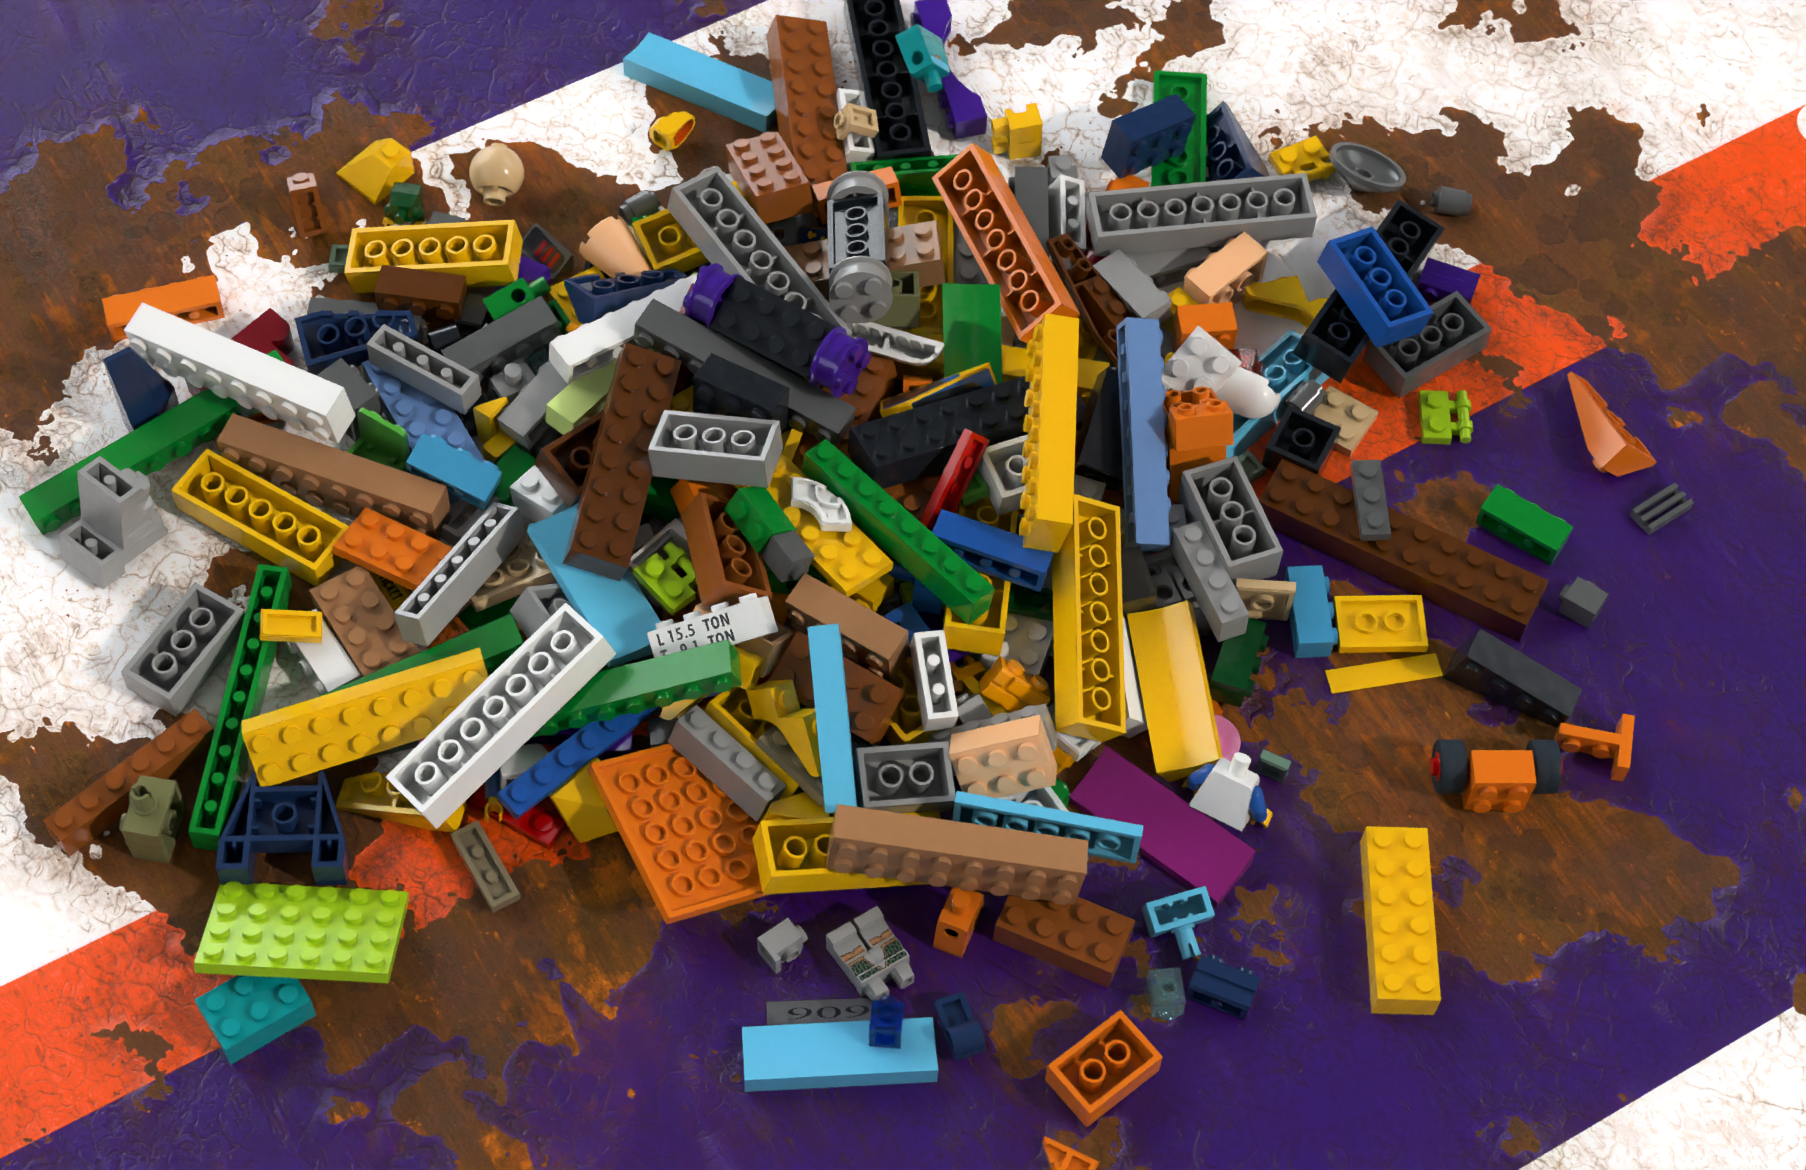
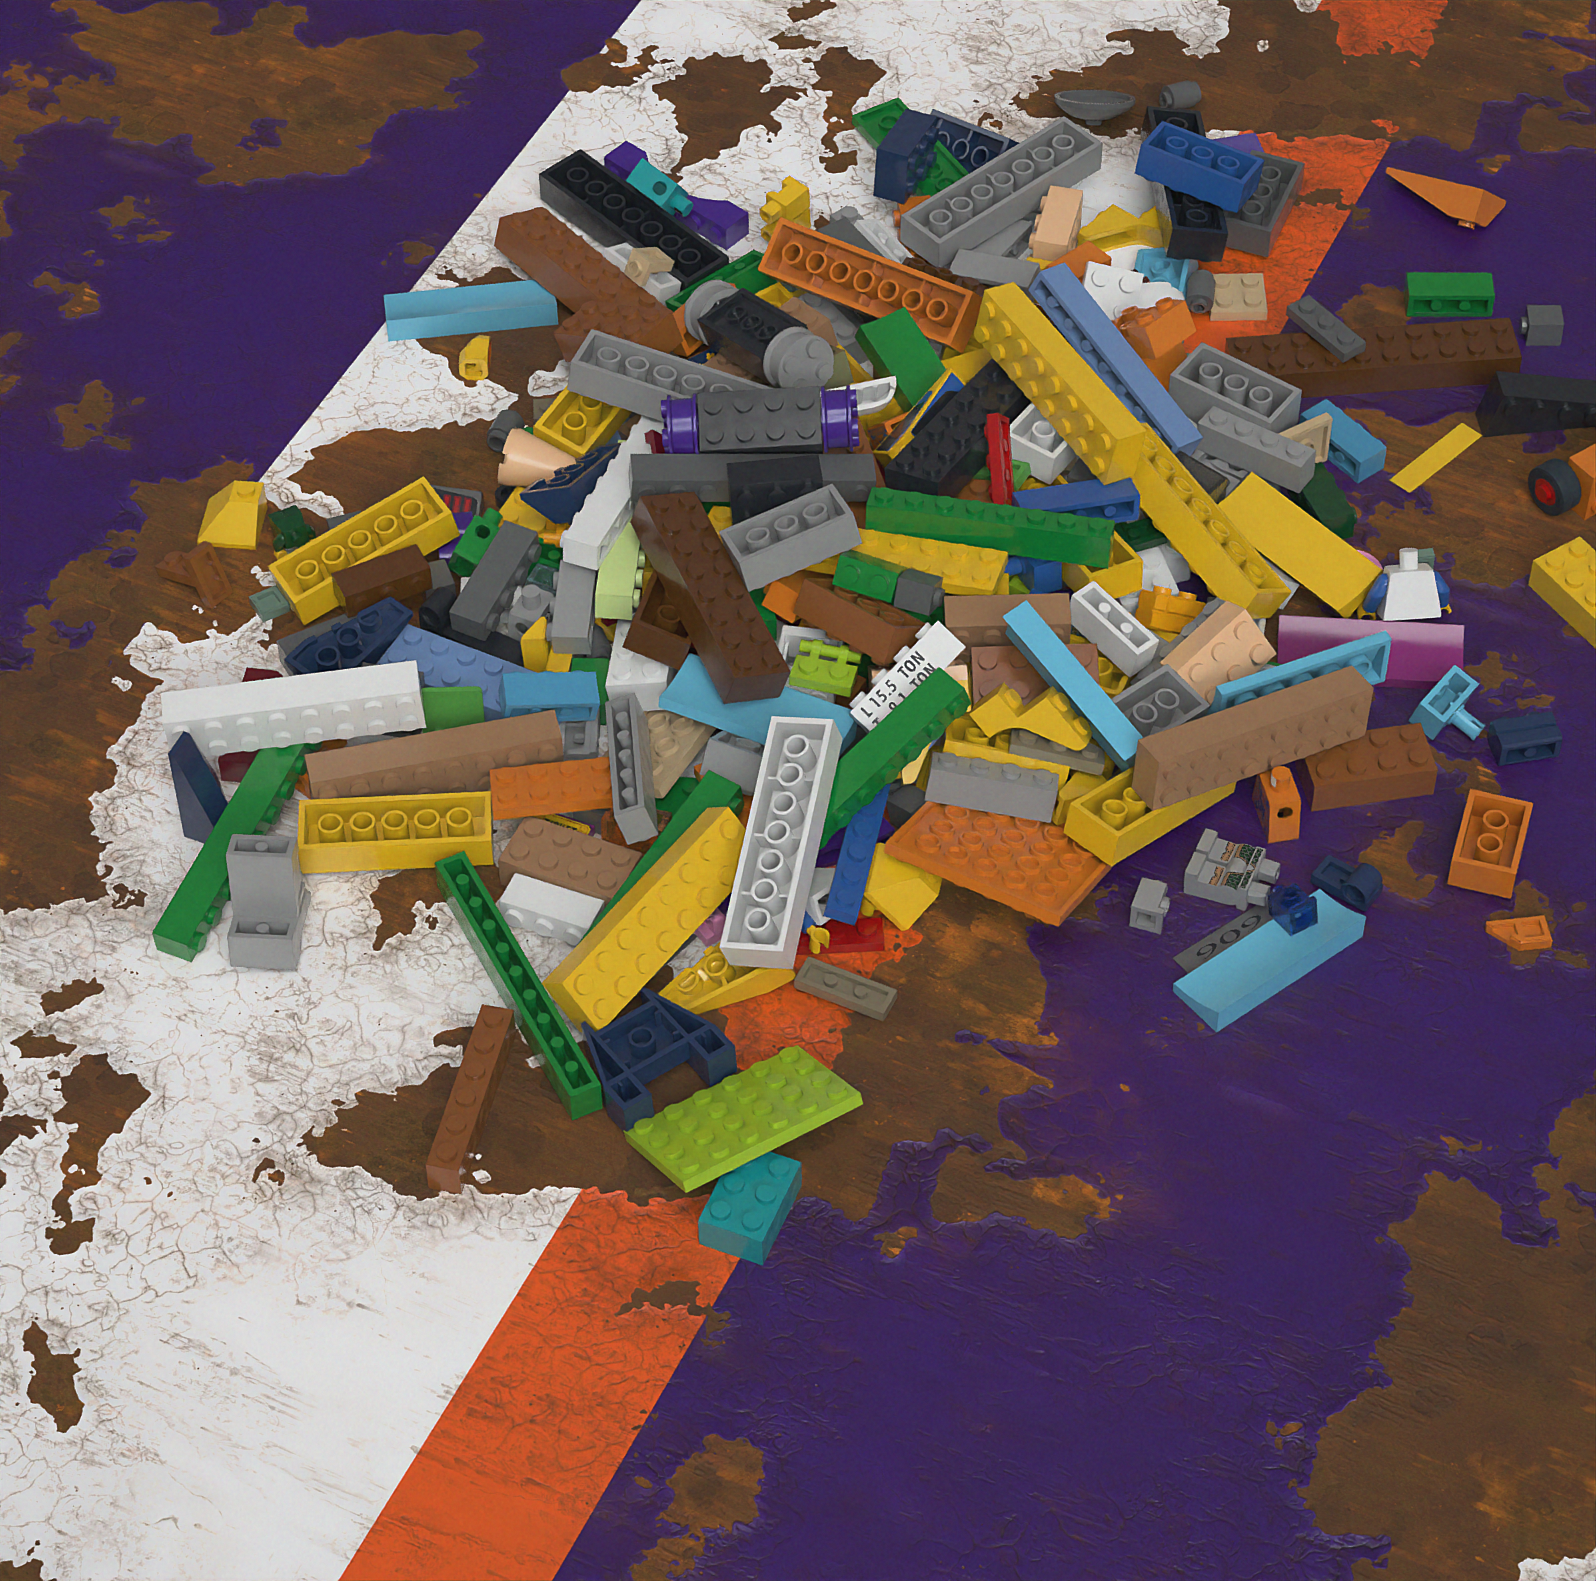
camera: 30 degrees left, 10 degrees down
(153, 818) = (523, 1110): olive brick -> none
(184, 649) = (423, 969): light grey brick -> none
(190, 300) = (130, 727): orange brick -> none
(290, 626) = (511, 892): yellow tile -> none
(424, 369) = (450, 630): light grey brick -> none
(496, 173) = (352, 465): tan brick -> none
(820, 502) = (897, 537): white tile -> none
(1165, 993) = (1484, 767): clear light blue brick -> none
(1302, 156) = (1029, 121): yellow plate -> none
(1302, 441) = (1227, 317): black brick -> none
(1380, 623) = (1406, 420): yellow plate -> none
(1435, 417) = (1309, 256): lime plate -> none
(1654, 500) = (1542, 219): dark grey tile -> none

